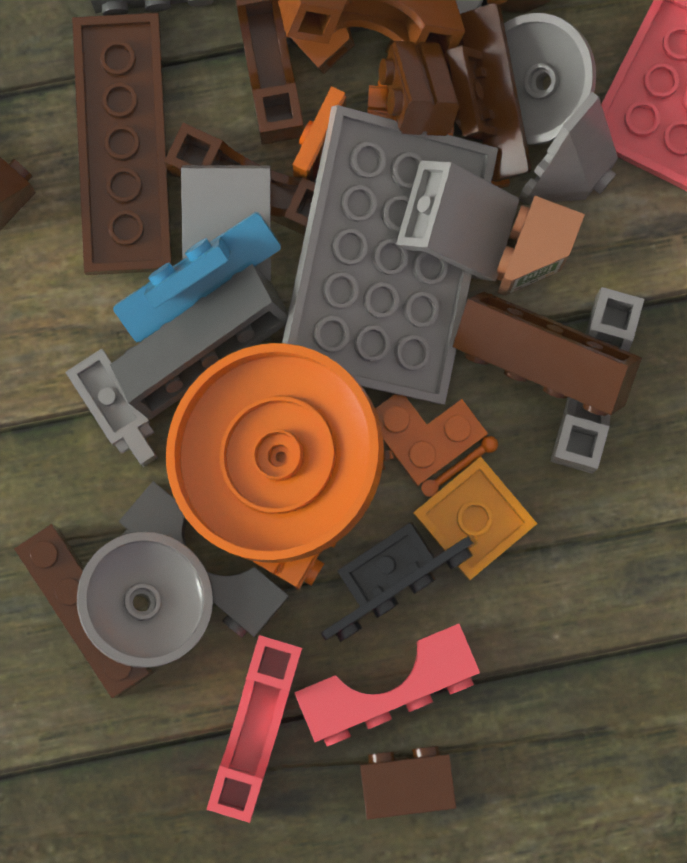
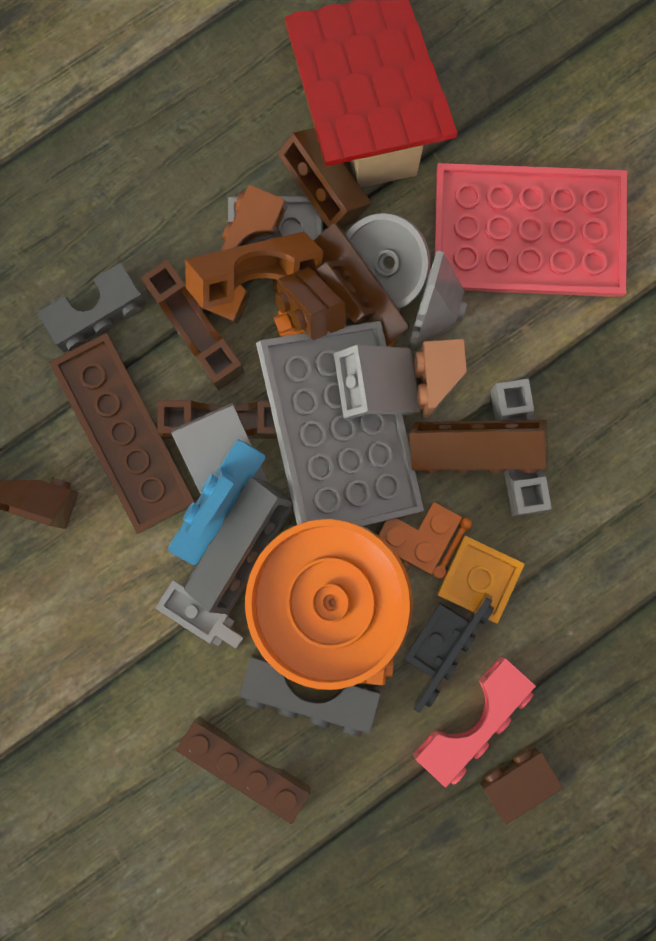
camera: 25 degrees left, 0 degrees up
(166, 577) = (308, 742): light grey dish -> none
(254, 729) = (399, 798): coral arch -> none
(312, 139) = (252, 368): orange plate -> none

